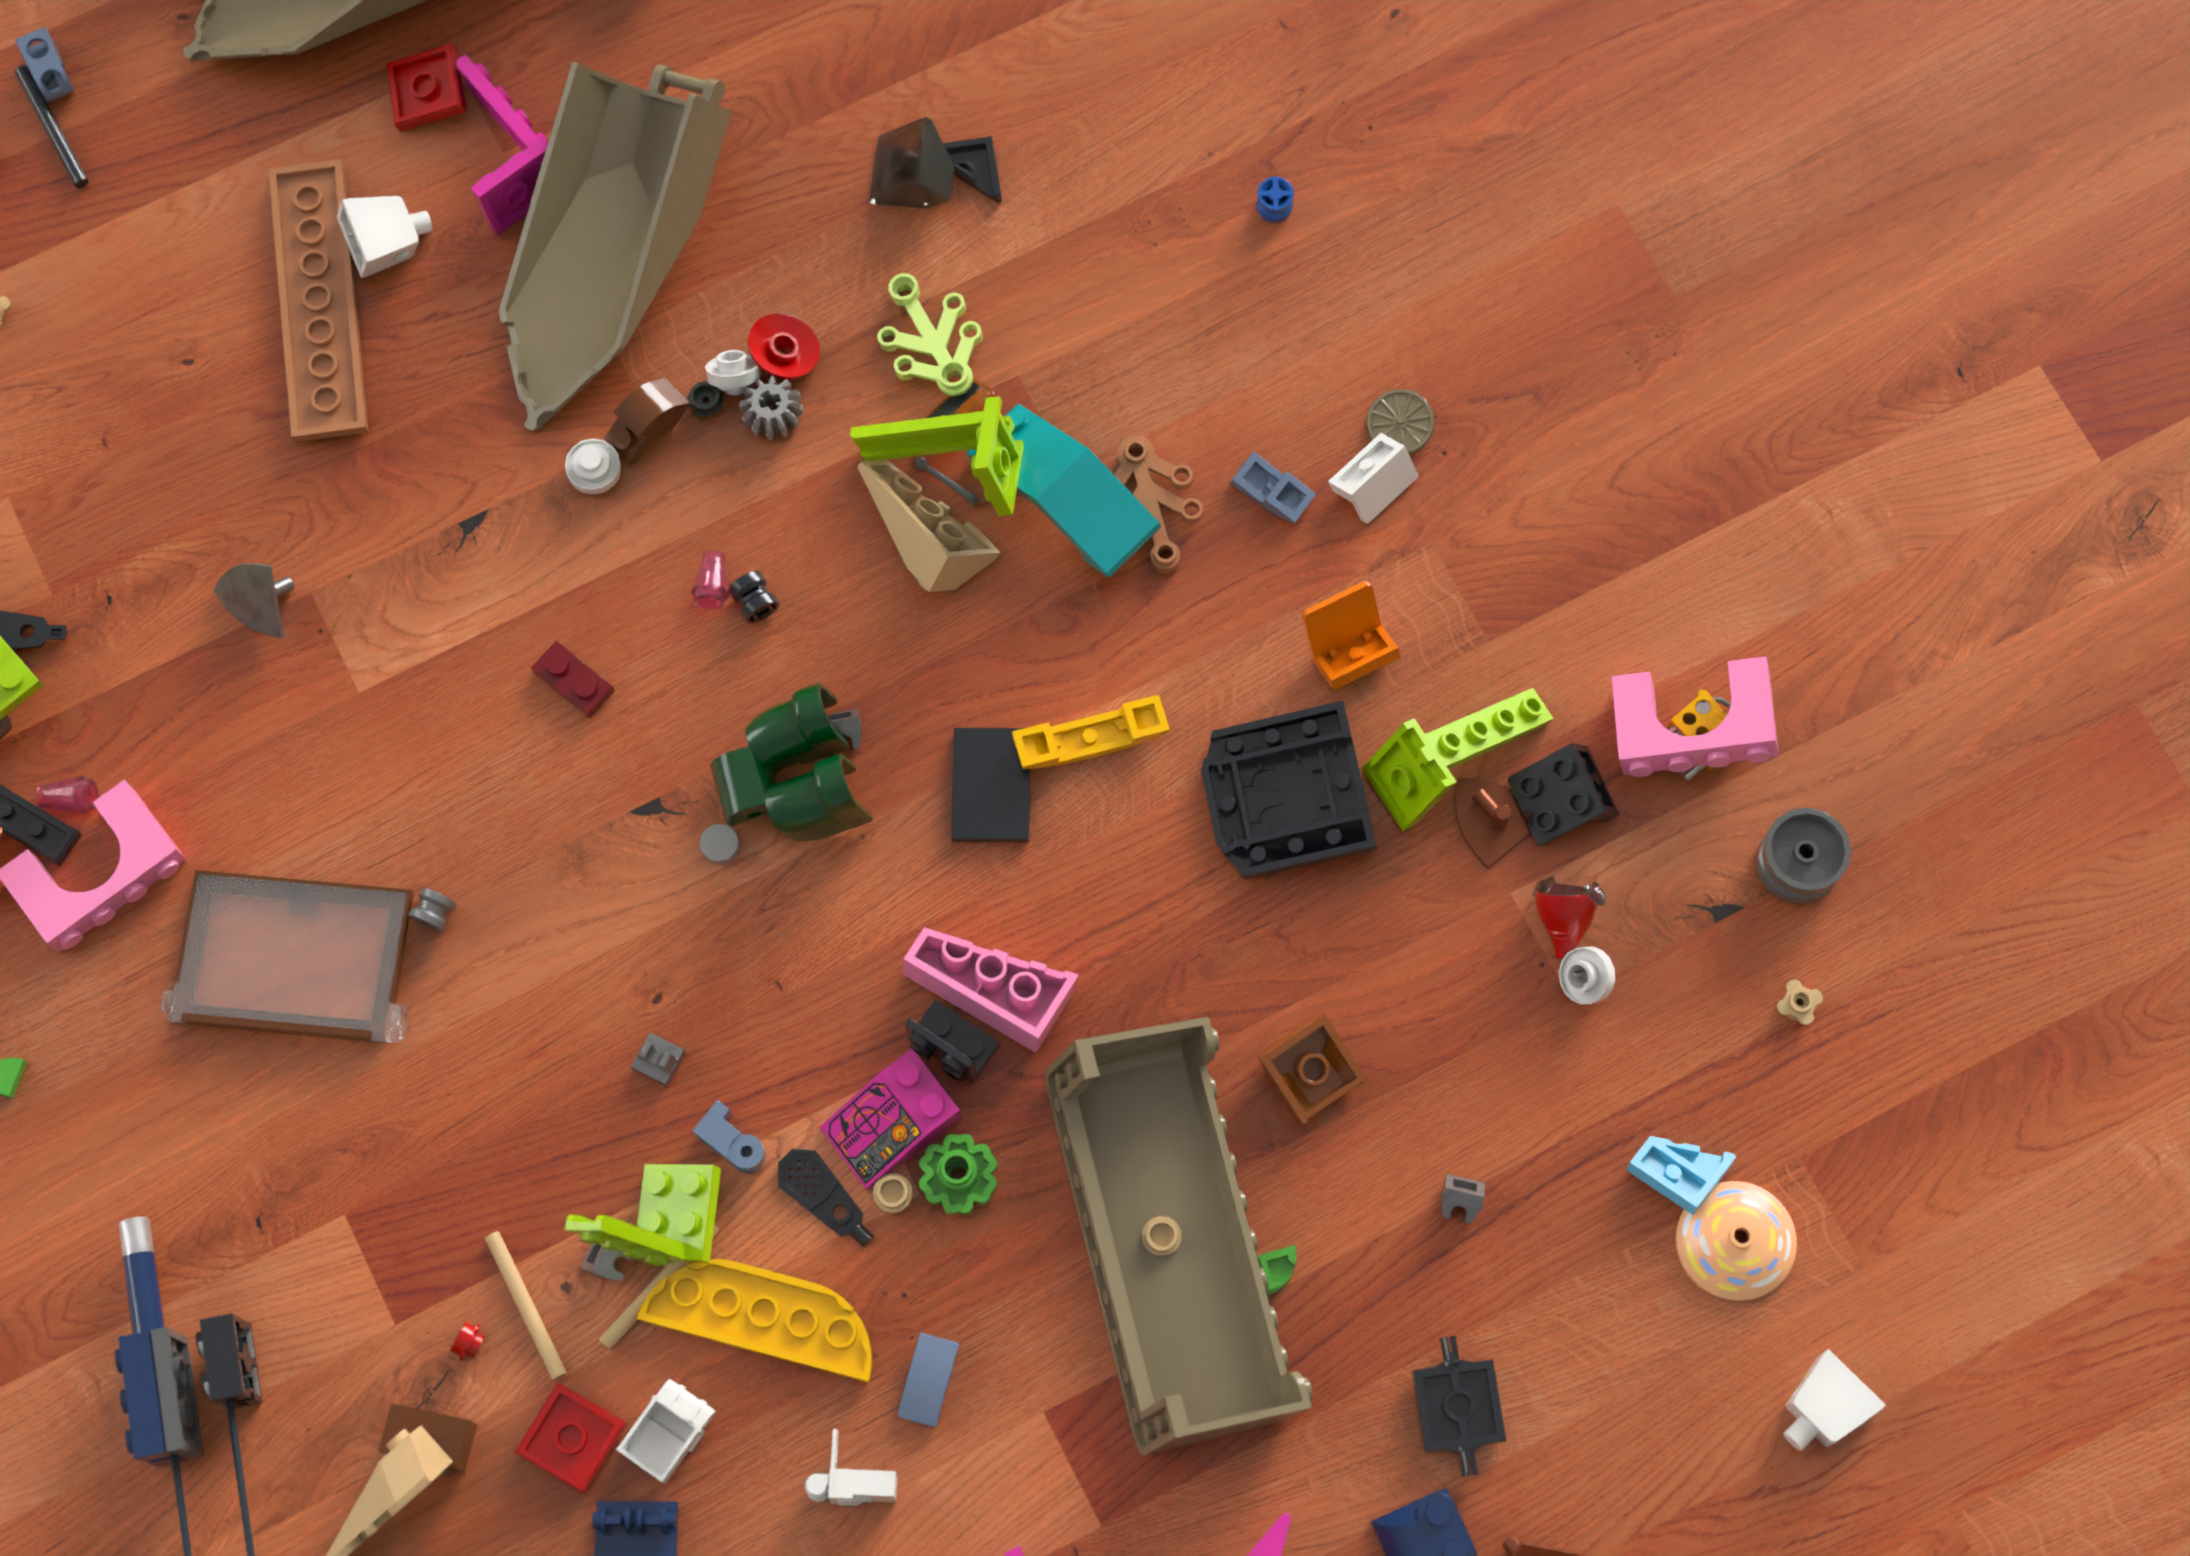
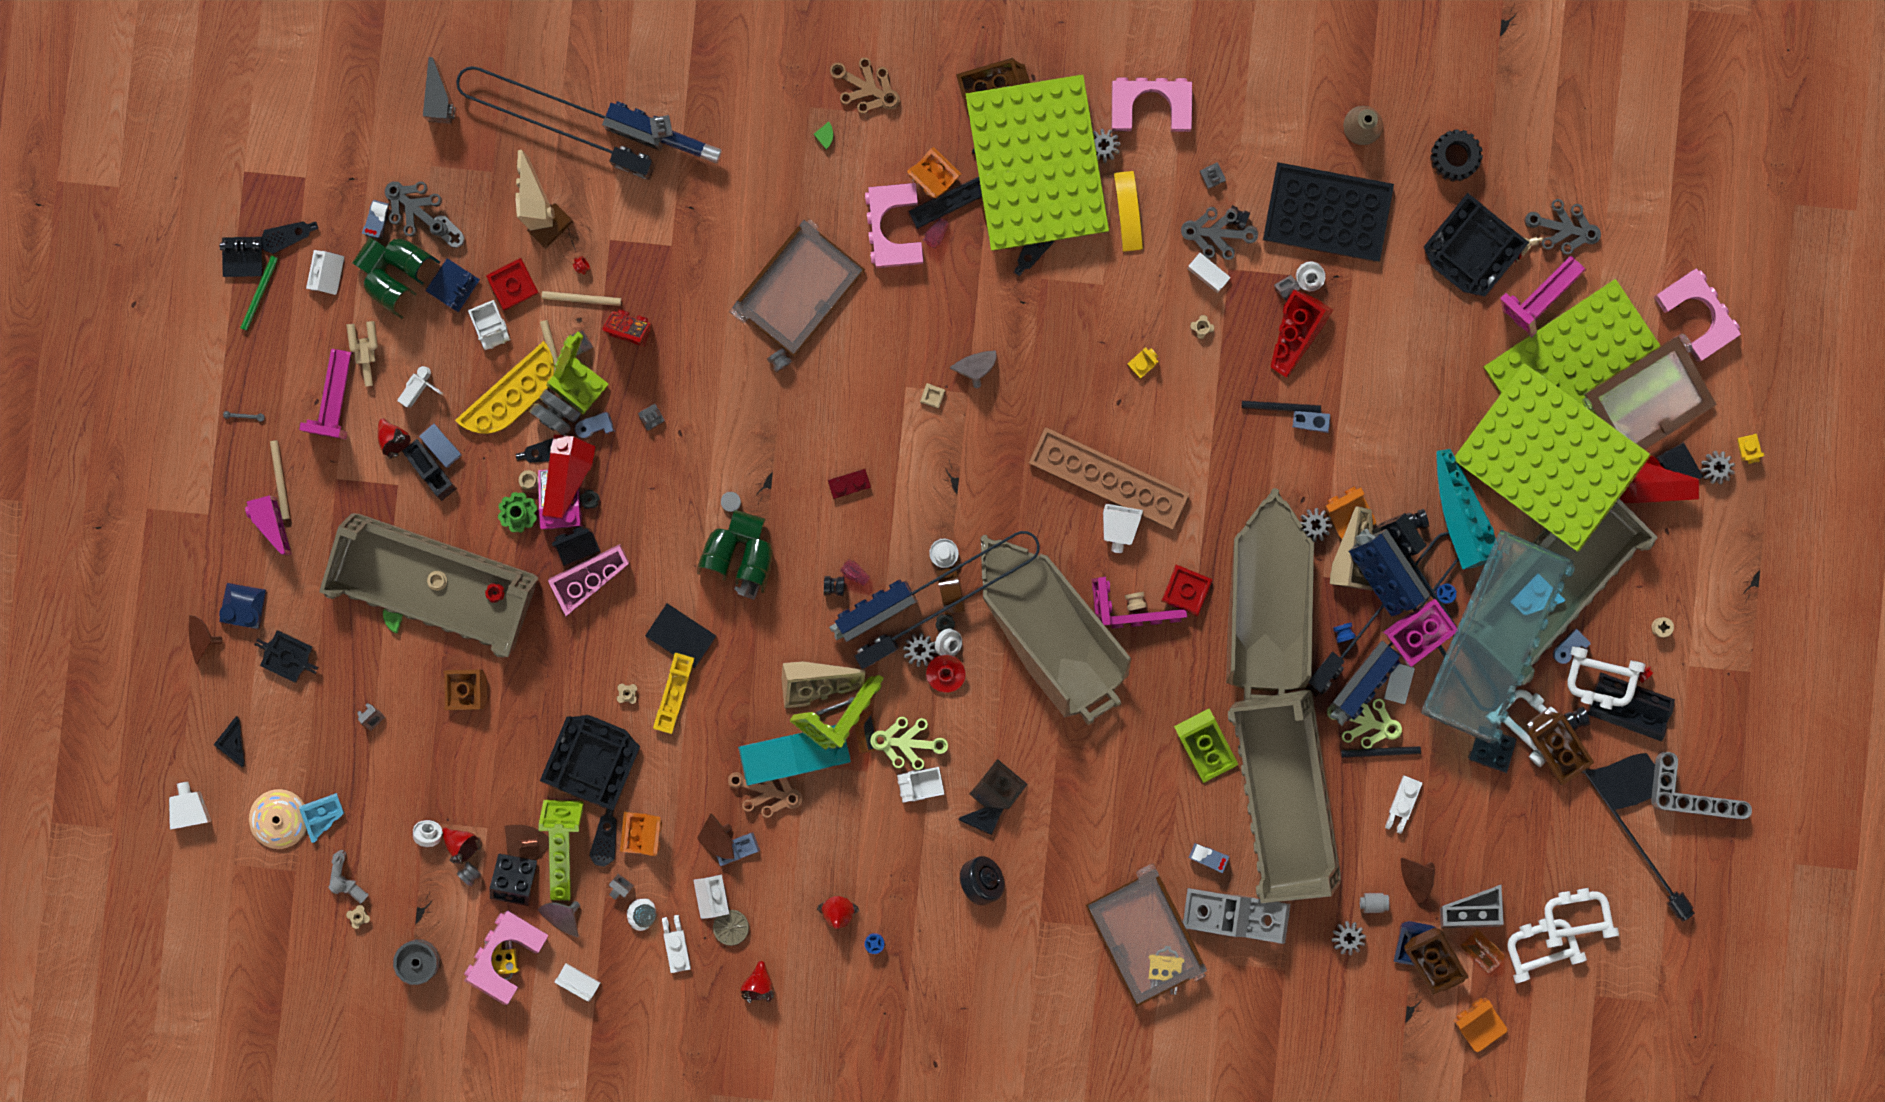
camera: 125 degrees right, 15 degrees up
(97, 359) = (1143, 362): none -> yellow bracket
(127, 1340) = (661, 126): none -> flat silver tile
(347, 640) = (932, 395): none -> tan tile
(489, 146) = (1135, 601): none -> tan wheel
(526, 1184) = (627, 328): none -> red slope
(724, 484) = (892, 602): none -> piece
(752, 1214) = (554, 413): none -> dark grey wheel
(834, 1128) = (567, 468): none -> red wedge
(856, 1062) = (589, 494): none -> pearl dark grey plate
(968, 1471) = (391, 438): none -> hat
(981, 1372) = (429, 470): none -> black slope
(983, 280) = (920, 784): none -> white piece
(1070, 102) = (982, 880): none -> black wheel
(1121, 1114) = (489, 592): none -> red plate
(1137, 818) = (632, 692): none -> tan plate
(1265, 276) = (838, 911): none -> red hat
(1276, 518) = (715, 838): none -> copper shield
(1393, 701) = (605, 836): none -> black piece
(1457, 621) = (620, 886): none -> flat silver tile
(1459, 320) = (758, 985): none -> red hat
(1475, 565) = (641, 914): none -> hair
(1488, 484) = (676, 946): none -> white hinge
(1567, 679) = (561, 916): none -> flat silver shield
(1604, 868) = (469, 874): none -> flat silver wheel
(1652, 594) = (577, 982): none -> white panel
(1668, 1406) = (231, 742): none -> black tile
(1767, 1067) = (339, 883): none -> light grey pin

